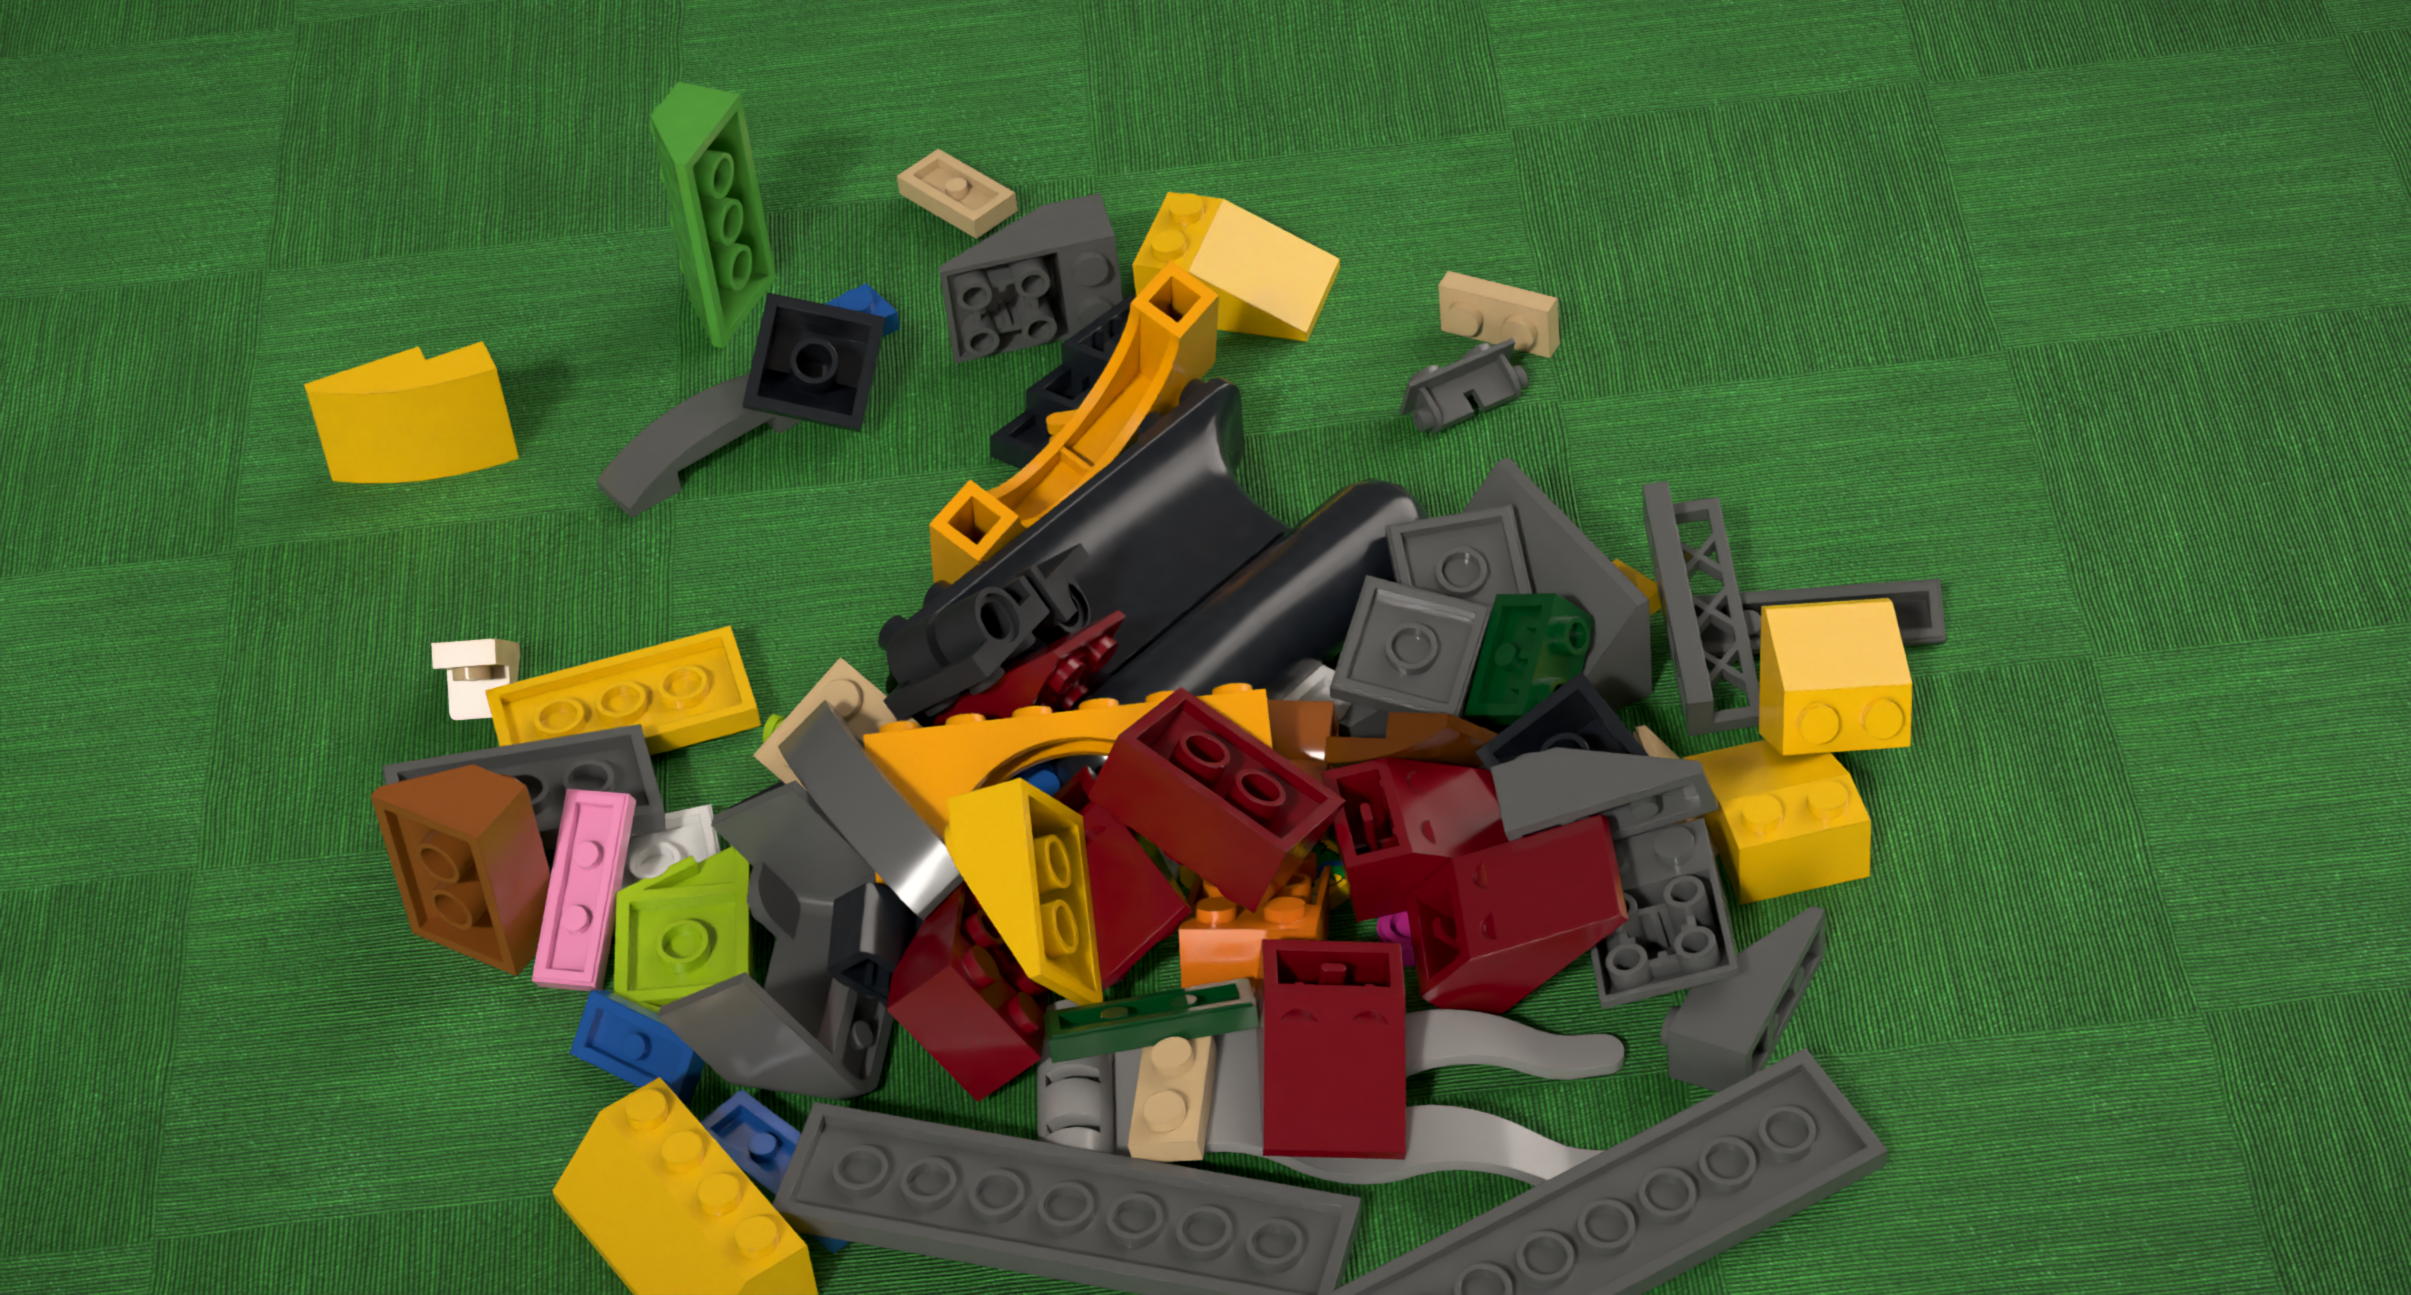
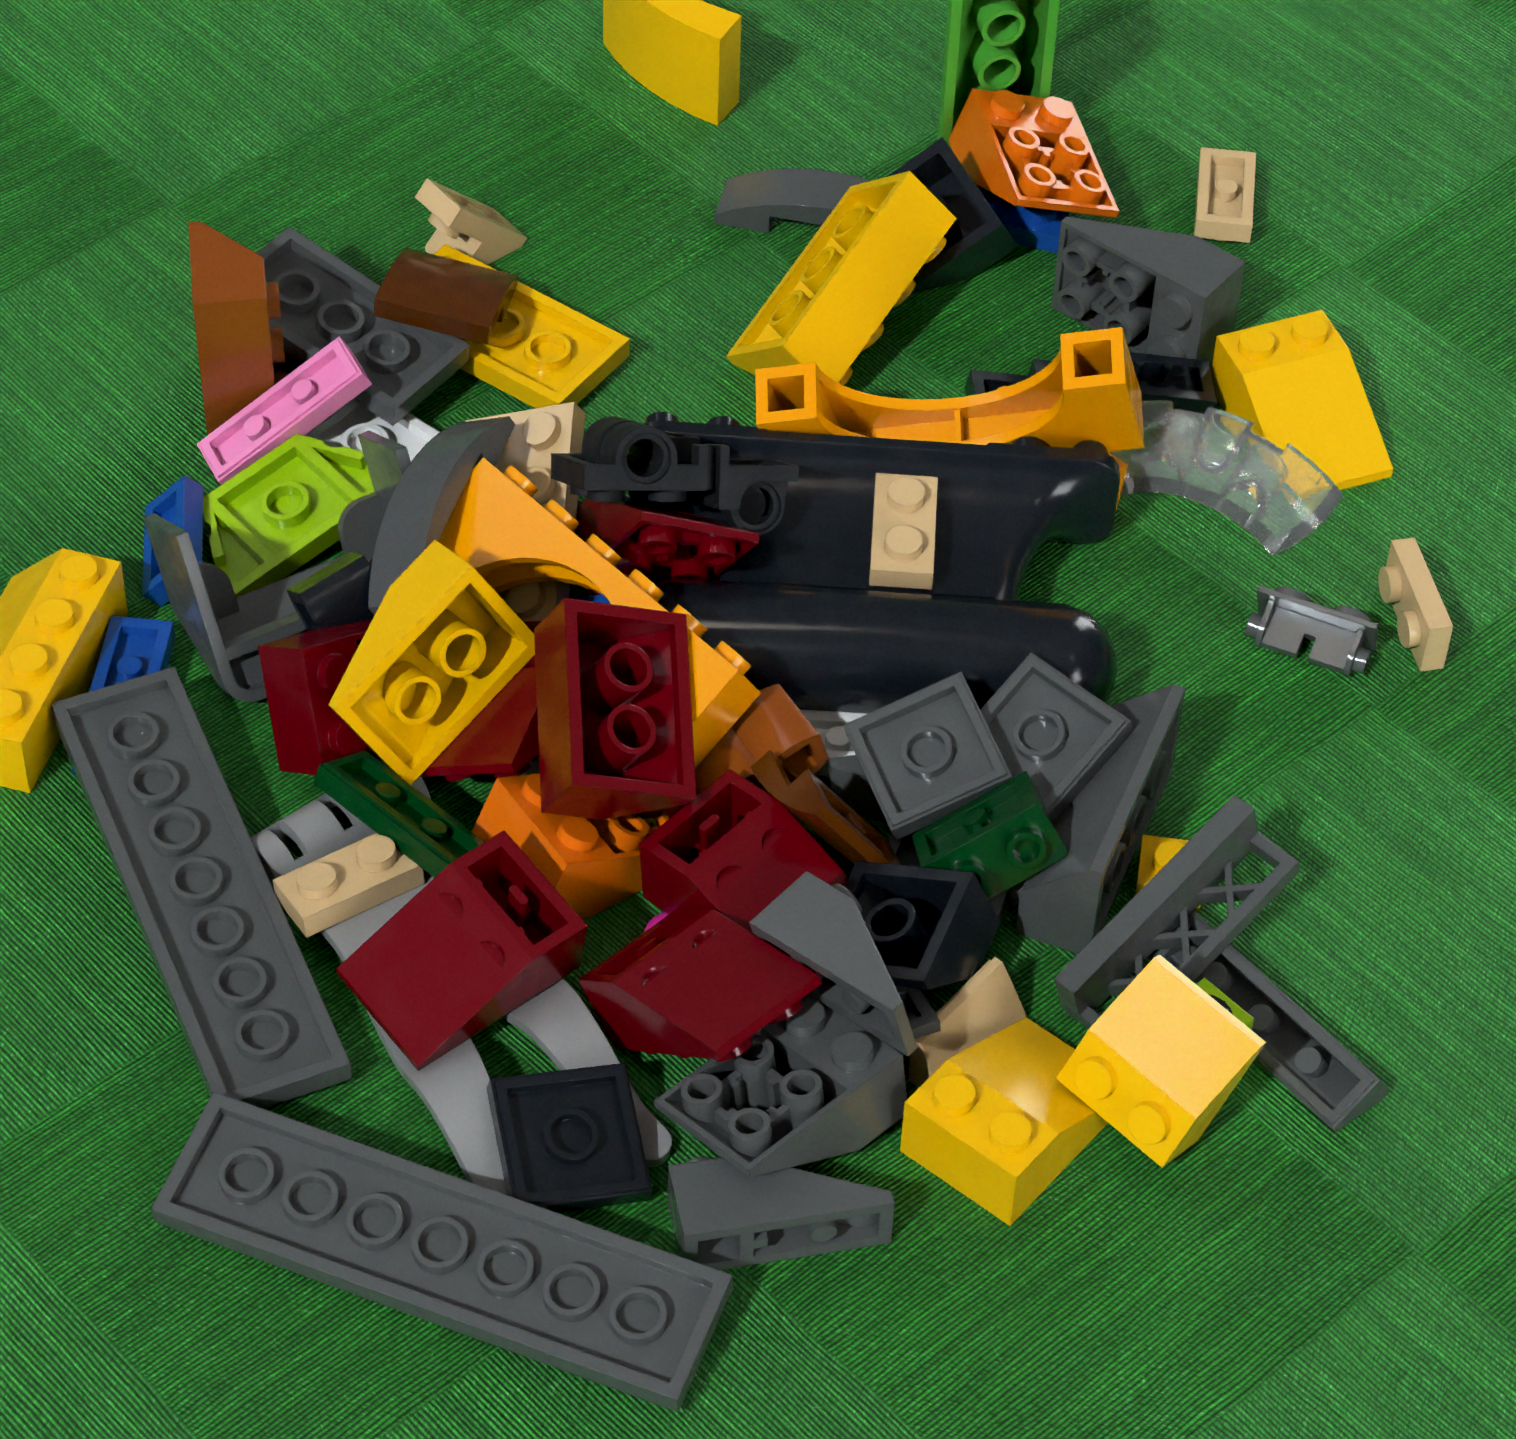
camera: 45 degrees right, 5 degrees up
(568, 709) = (444, 295): none -> reddish brown slope
(812, 264) = (1031, 153): none -> orange slope
(831, 455) = (847, 279): none -> yellow slope
(1168, 542) = (903, 531): none -> tan plate
(1288, 333) = (1232, 470): none -> clear brick
(1567, 1090) = (570, 1138): none -> black tile

